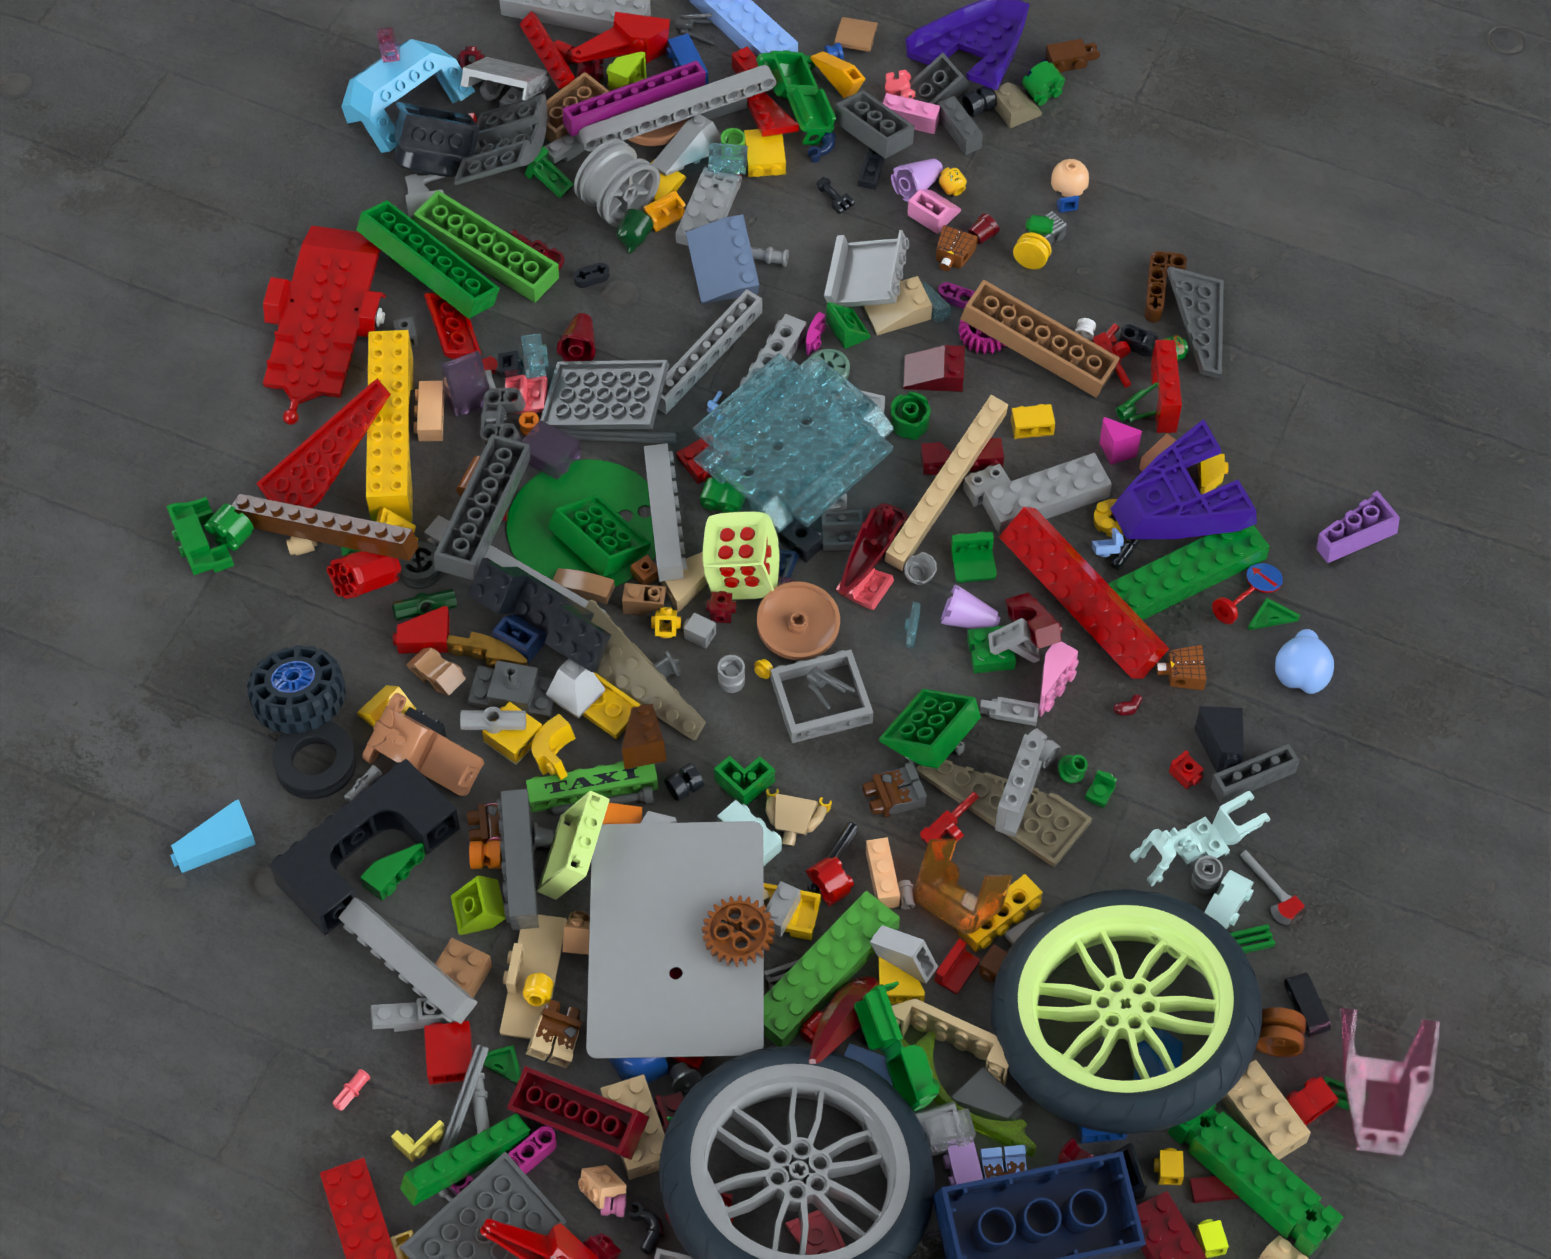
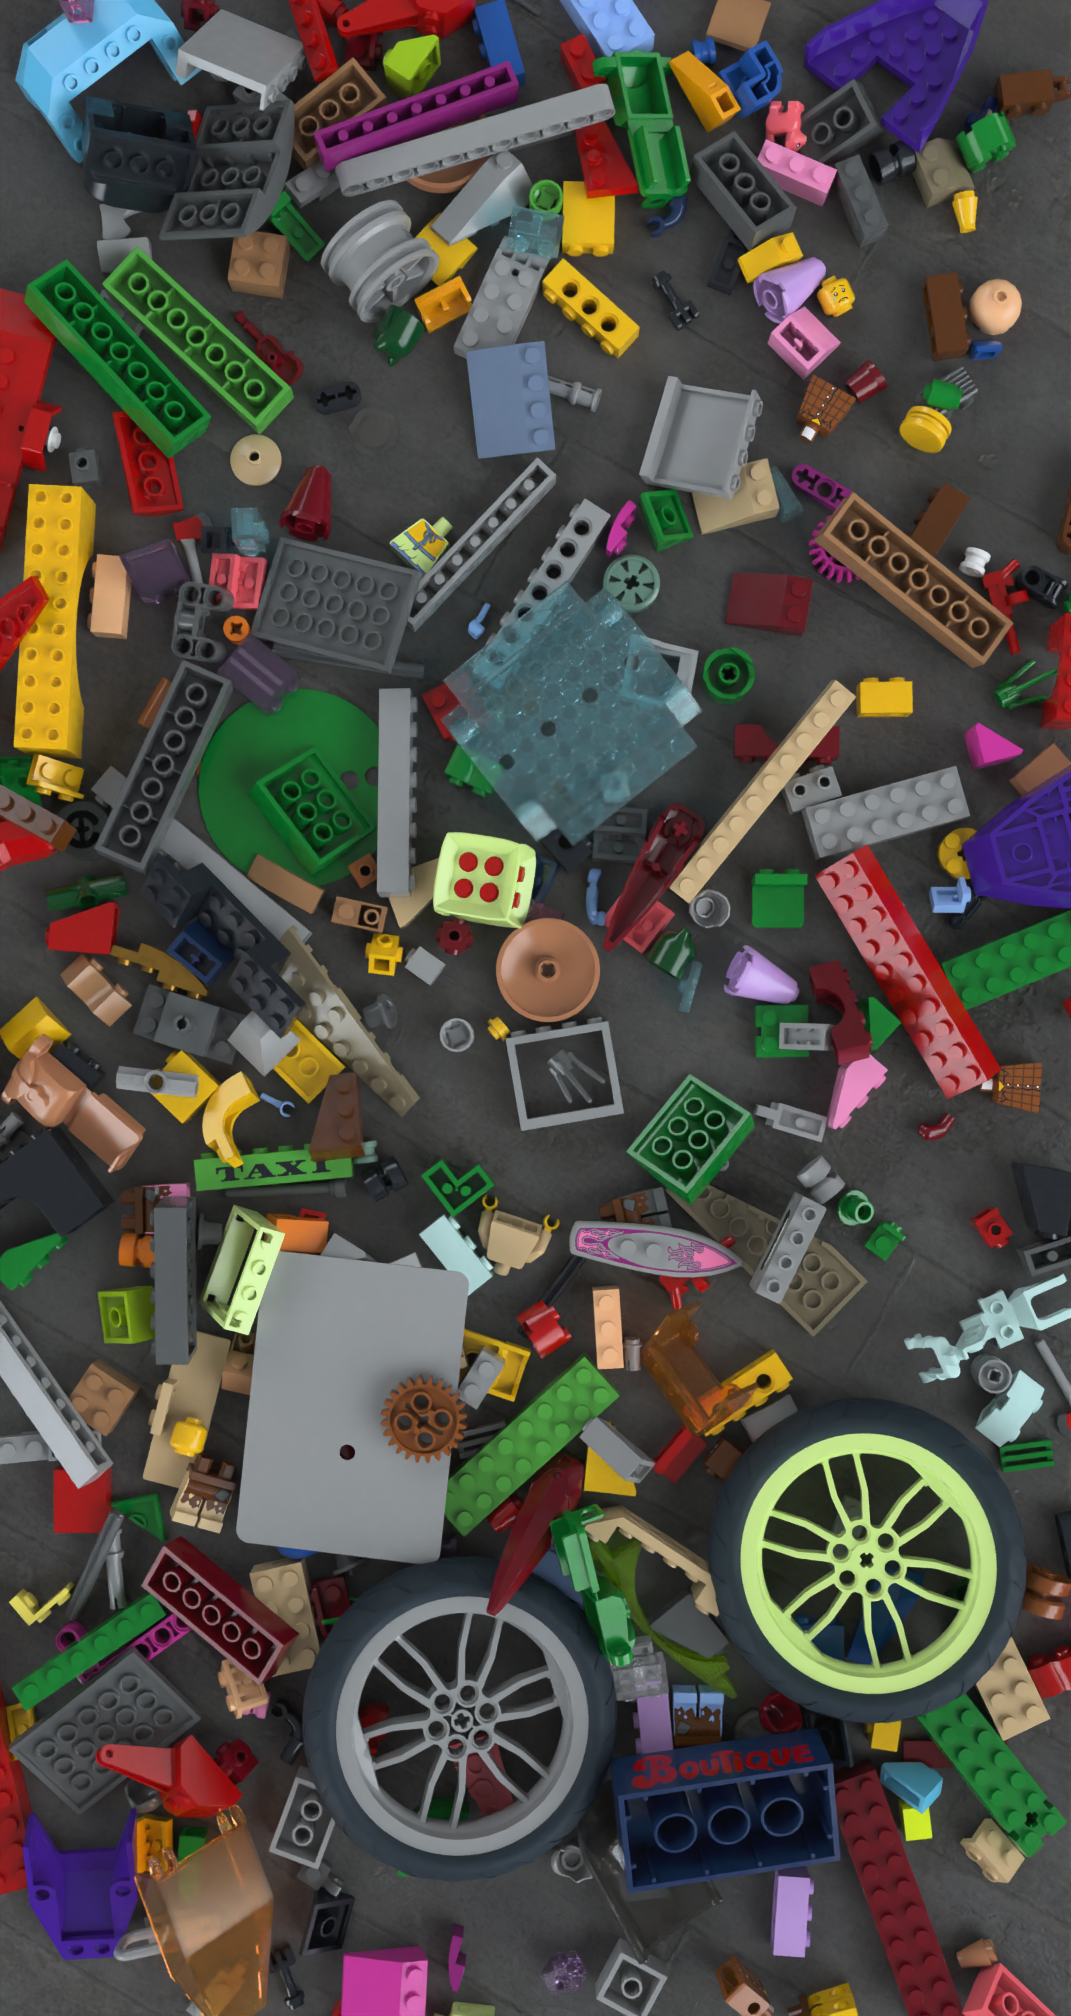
camera: 10 degrees right, 30 degrees up
(526, 198) = (259, 264): none -> medium nougat brick
(533, 319) = (260, 471): none -> tan dish
(597, 739) = (277, 1103): none -> light blue hand
(666, 350) = (422, 544): none -> torso
(666, 768) = (370, 1155): none -> sand green wheel
(773, 204) = (565, 278): none -> yellow brick
(827, 573) = (592, 898): none -> medium blue arm
(872, 61) = (754, 79): none -> blue brick
(895, 601) = (673, 952): none -> dark green piece
(900, 156) = (770, 255): none -> yellow slope
(910, 805) = (651, 1249): none -> light grey piece
(1035, 186) = (945, 316): none -> reddish brown brick
(1036, 121) = (965, 210): none -> yellow cone
(1055, 300) = (939, 518): none -> reddish brown brick
(1070, 623) = (877, 1020): none -> green slope
(1203, 1205) = (912, 1783): none -> medium azure slope

